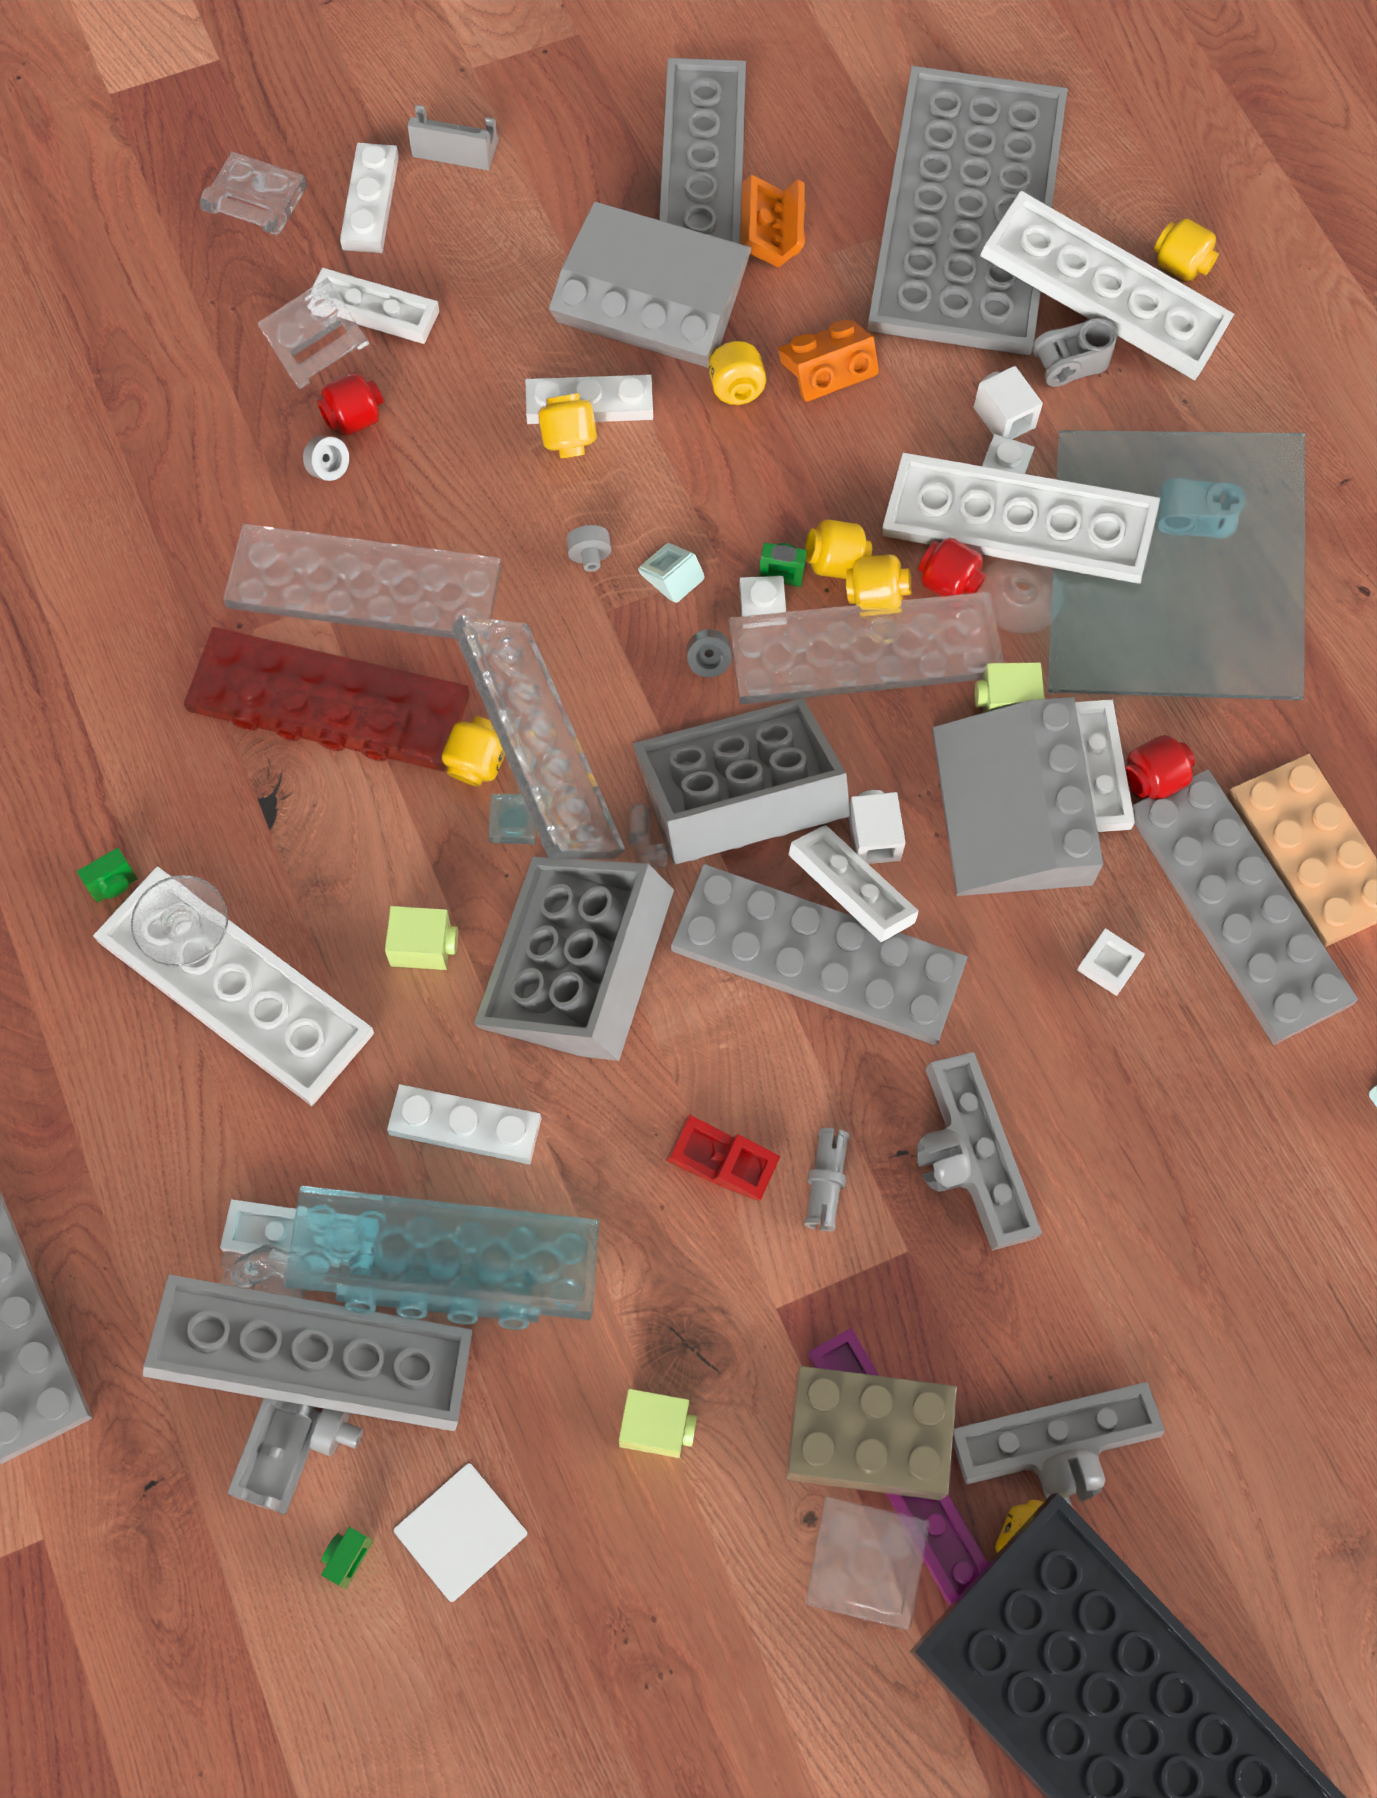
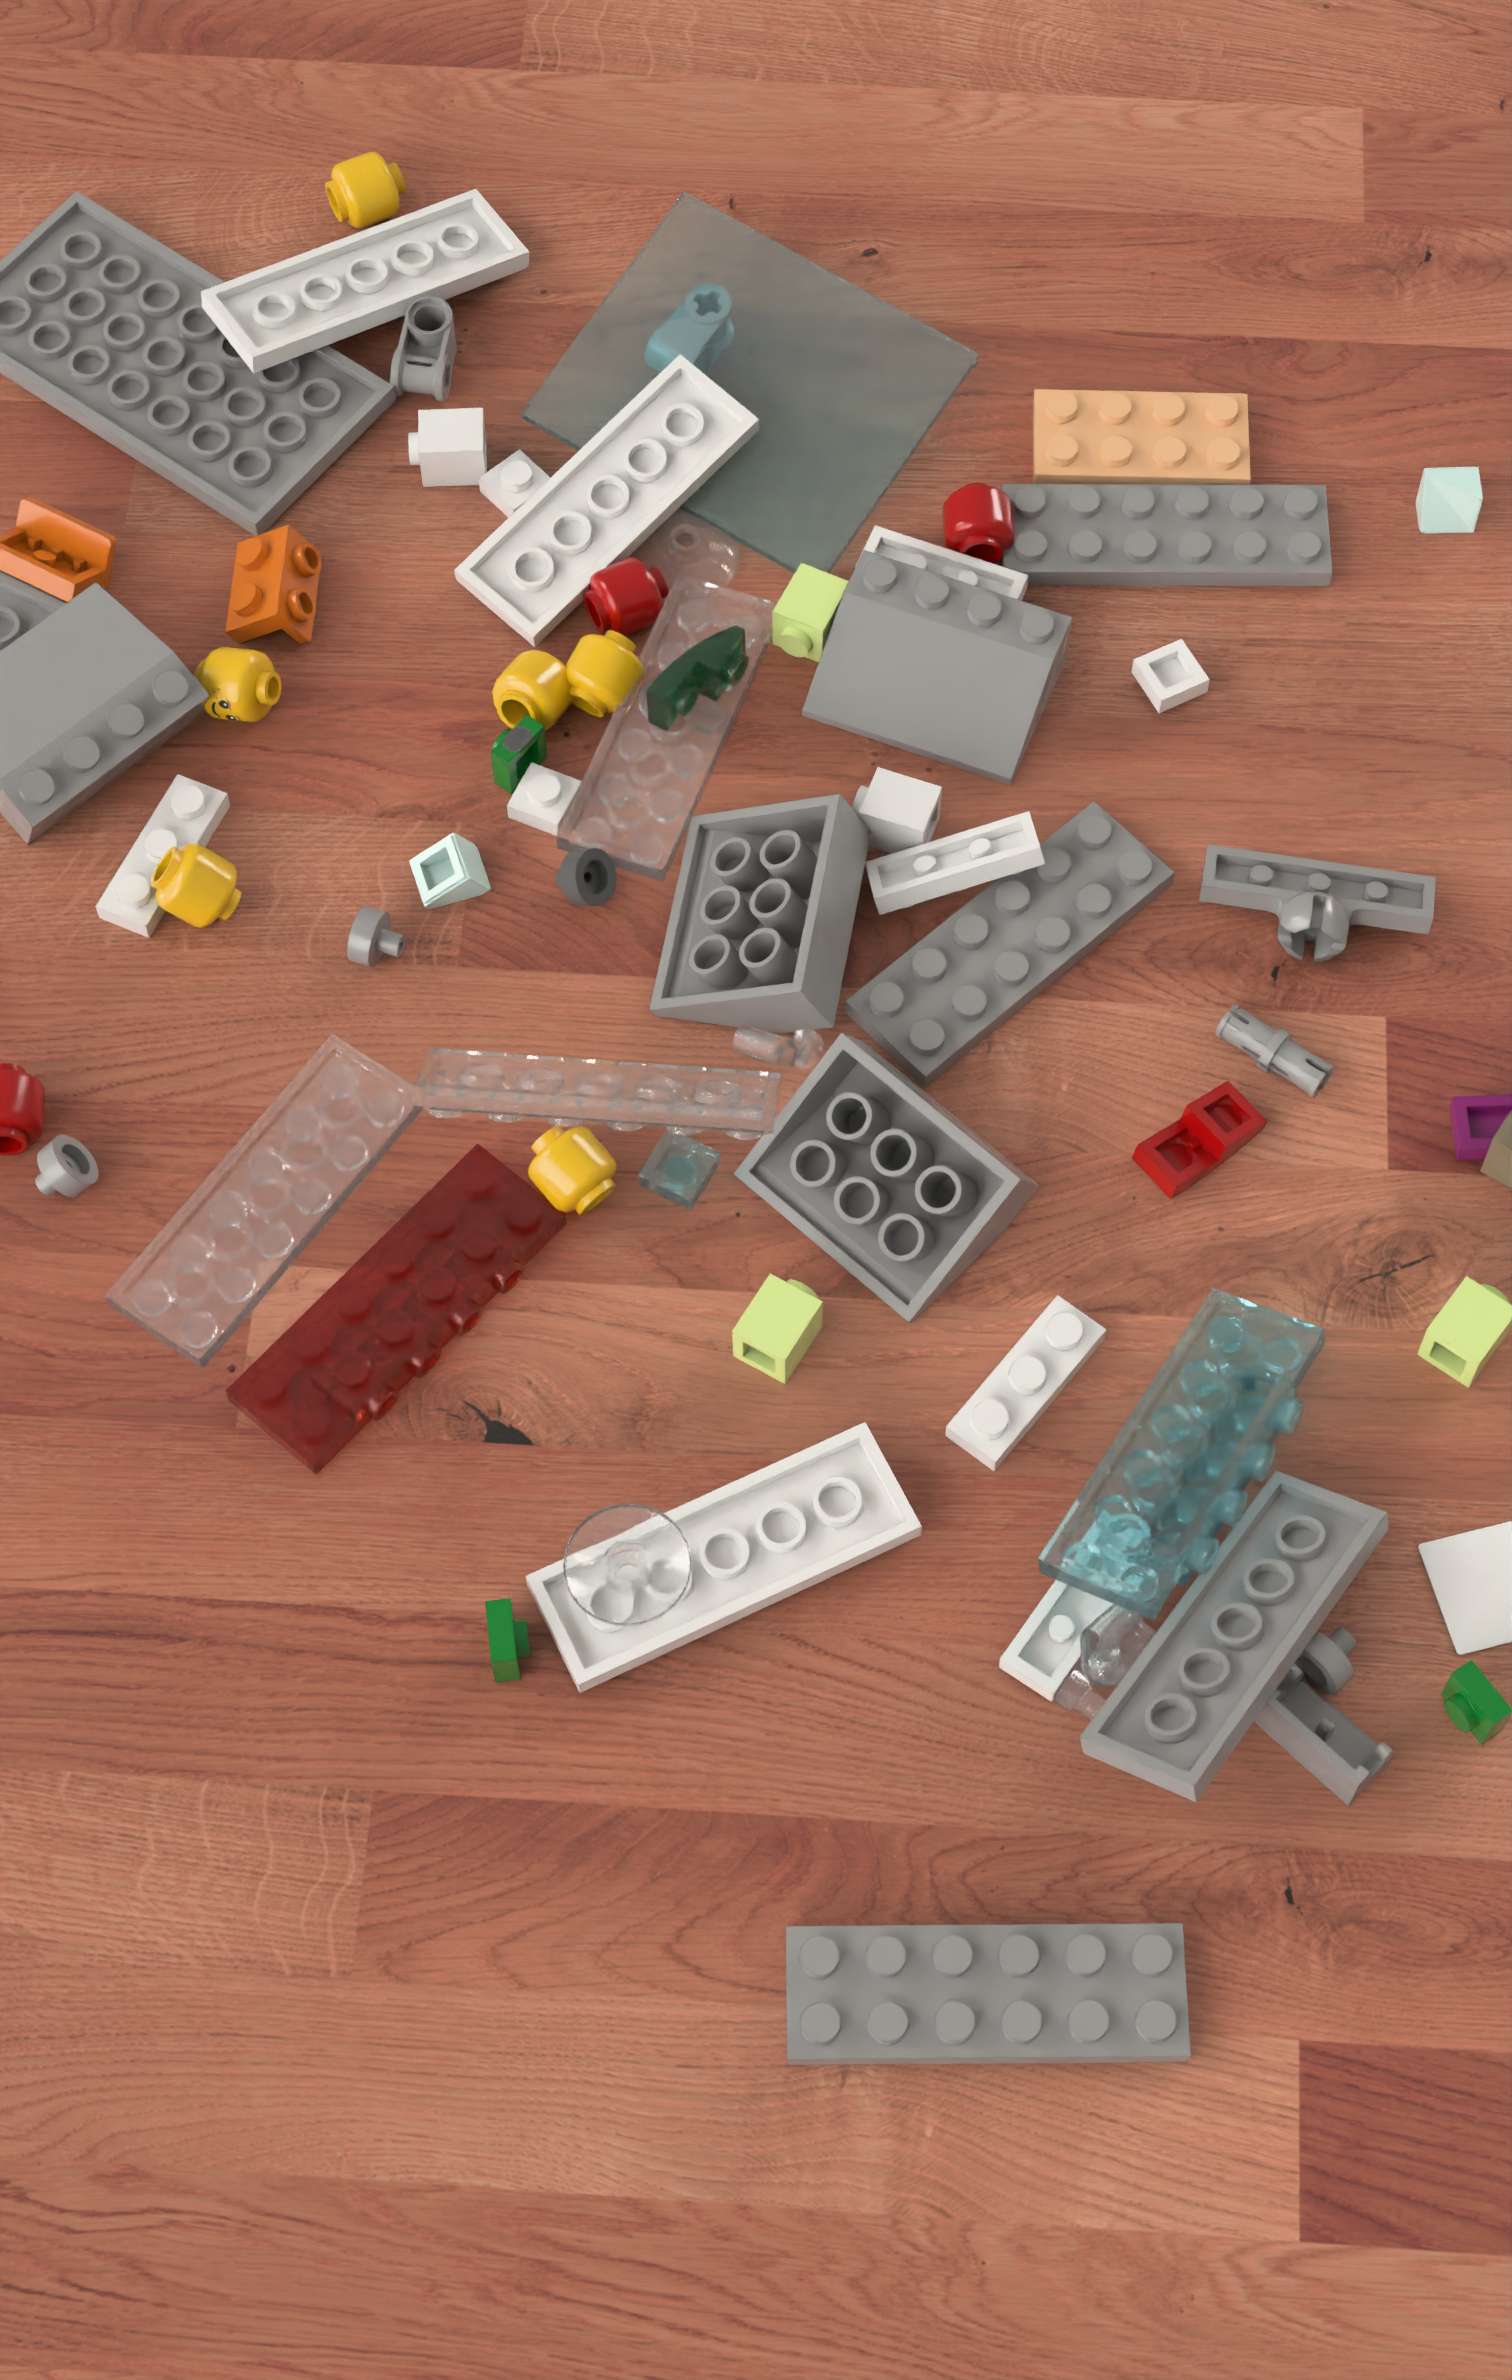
camera: 60 degrees left, 5 degrees down
(916, 644) = (700, 670): none -> clear green slope

